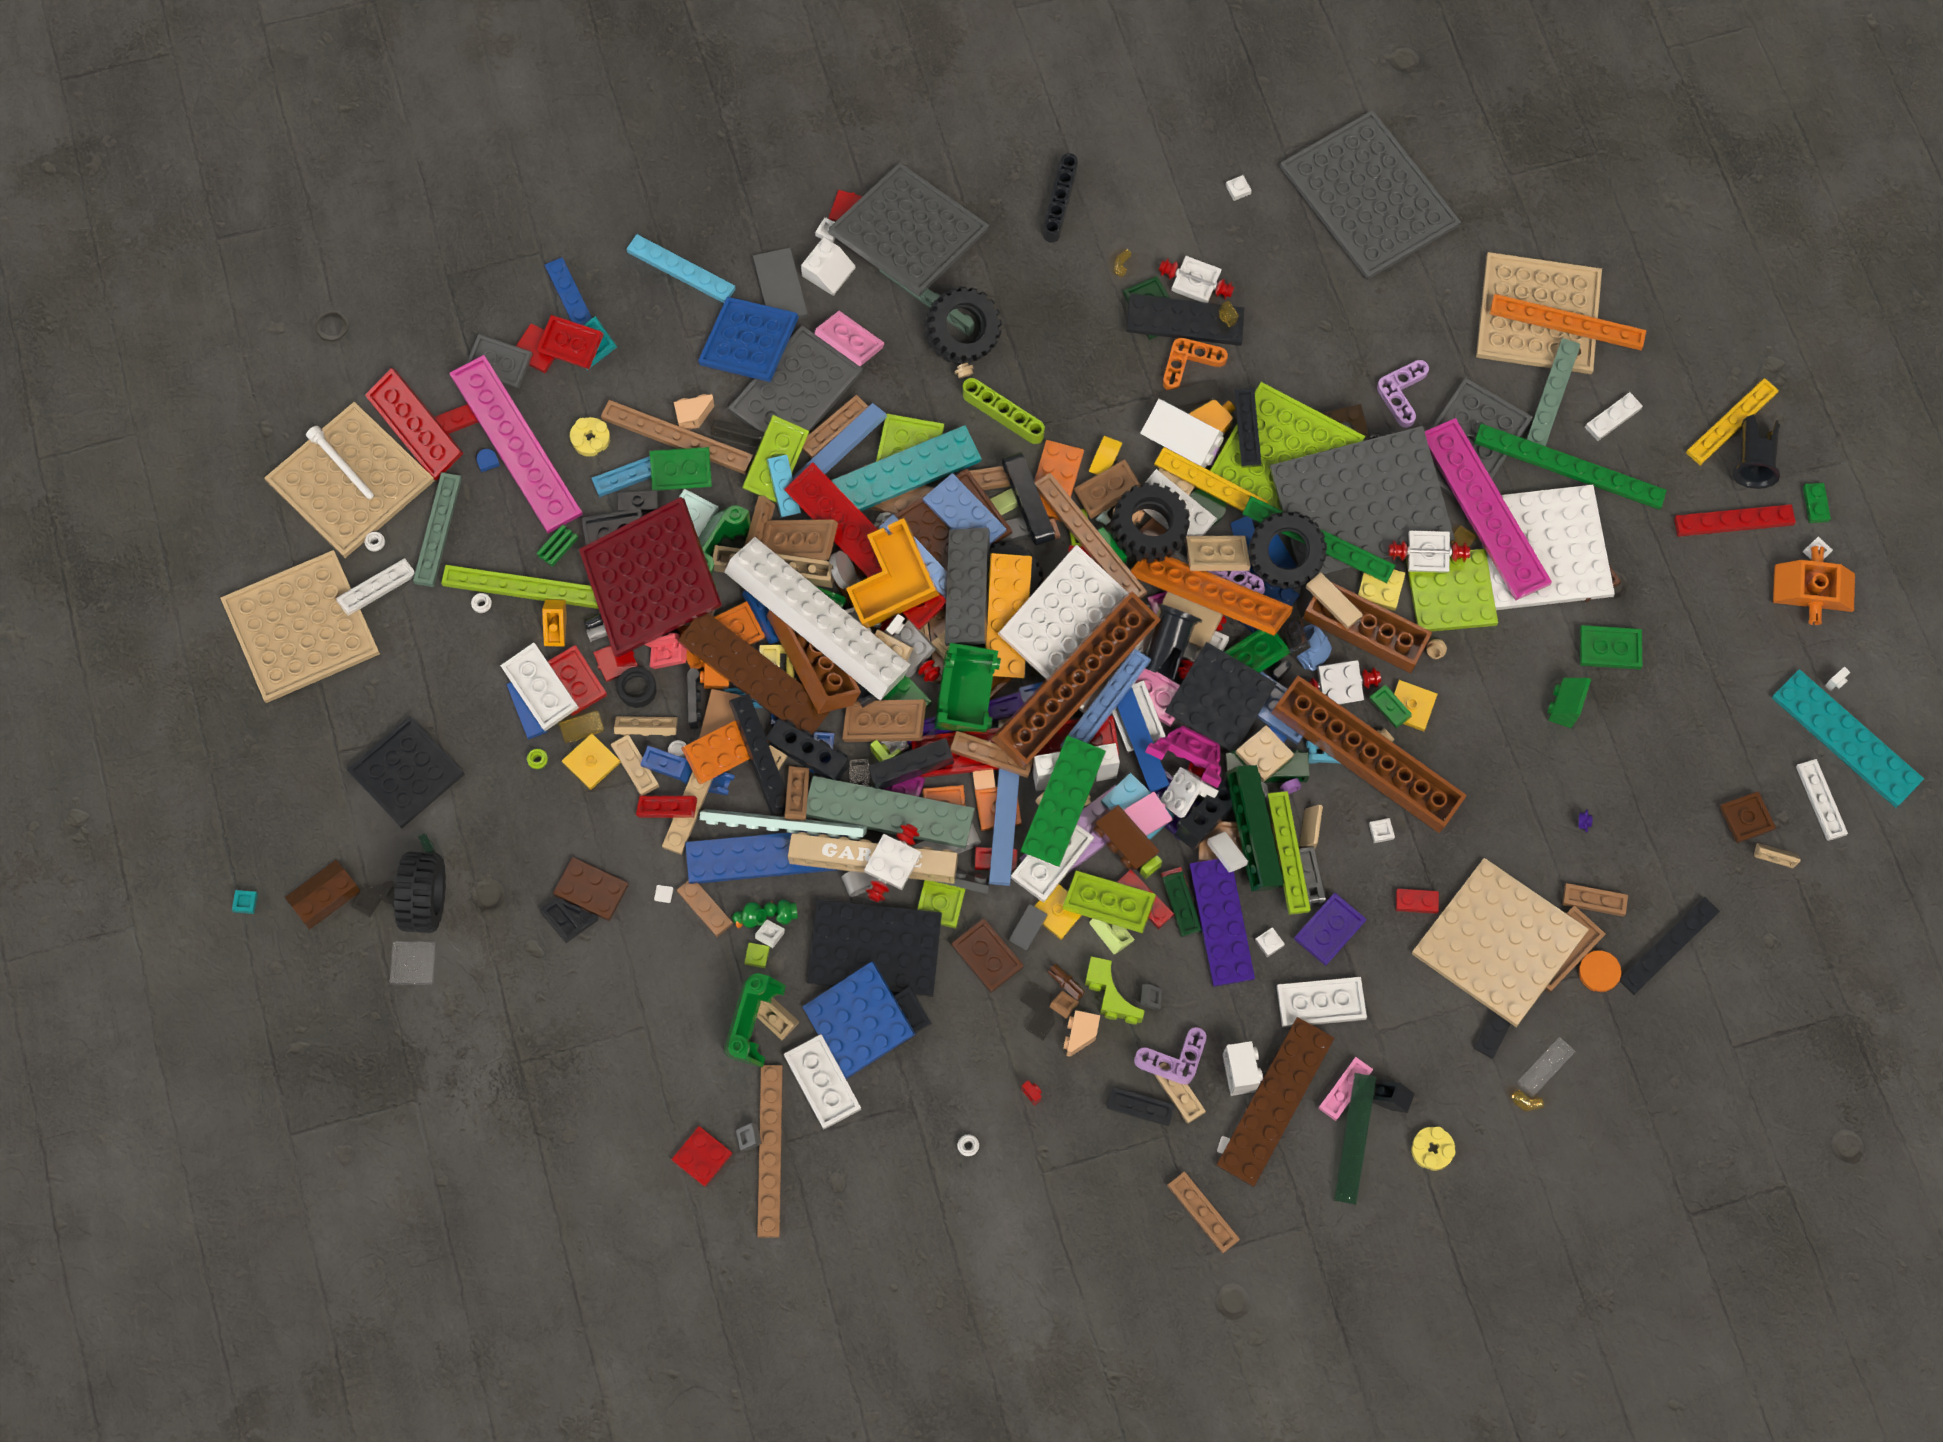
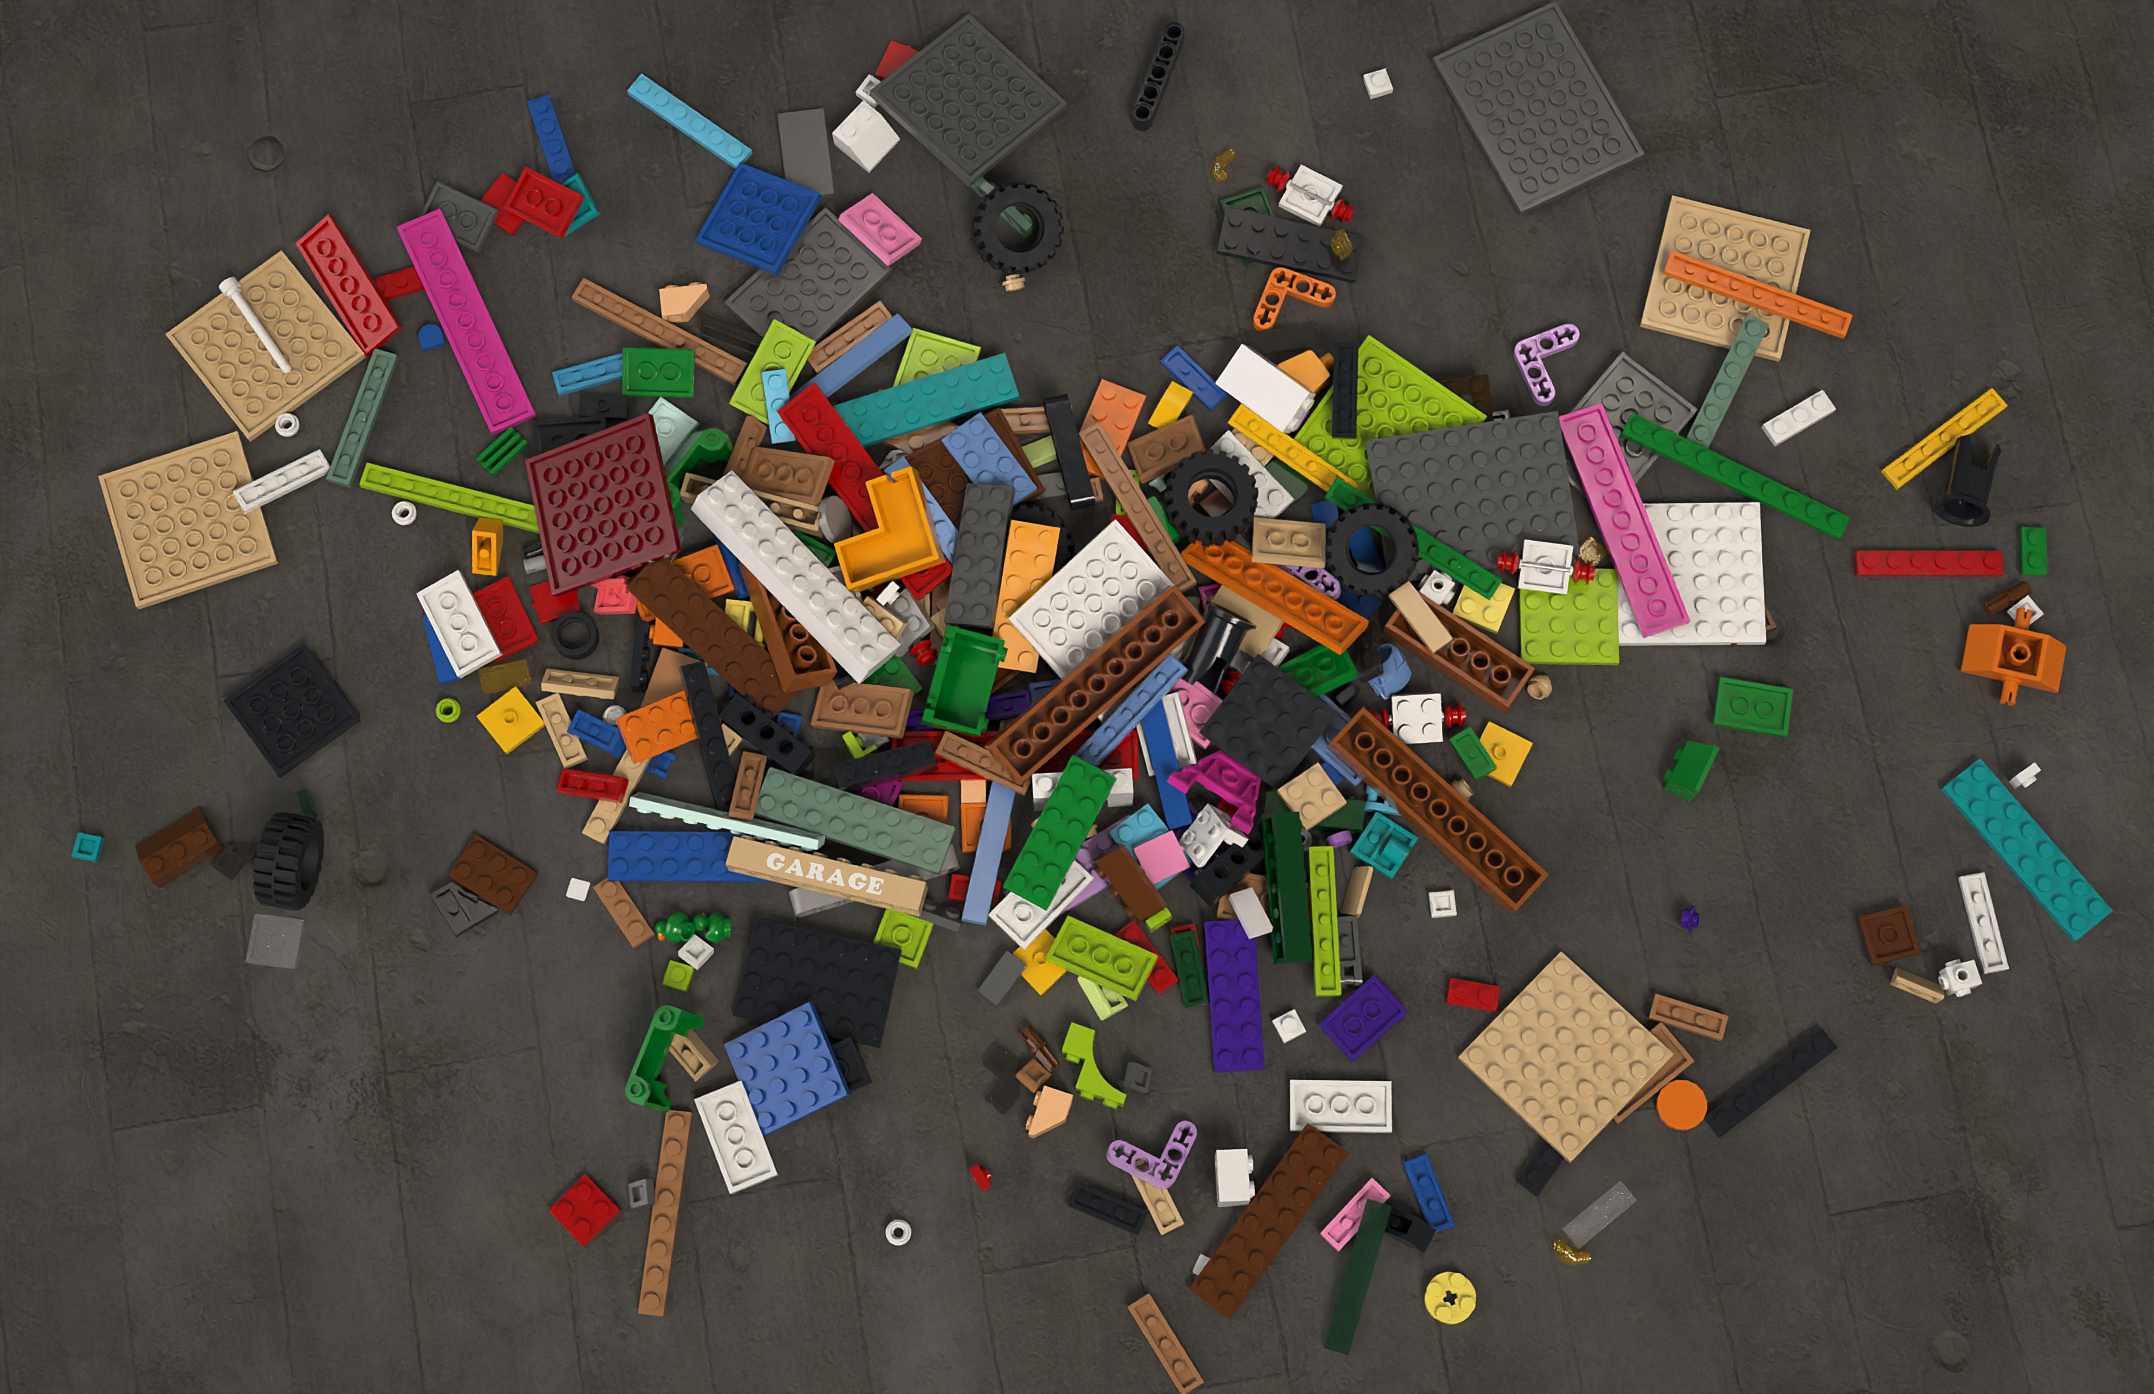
camera: 10 degrees right, 5 degrees up
(594, 445) = (562, 331): light yellow plate -> none
(892, 862) = (847, 885): white plate -> none
(987, 955) = (949, 1006): reddish brown plate -> none
(998, 403) = (1057, 348): lime beam -> none
(1120, 431) = (1193, 378): none -> blue tile
(1327, 788) = (1383, 845): none -> teal plate
(1343, 576) = (1437, 587): none -> white brick
(1403, 1064) = (1428, 1193): none -> blue tile
(1802, 540) = (2007, 598): none -> reddish brown axle
(1810, 844) = (1959, 977): none -> white brick

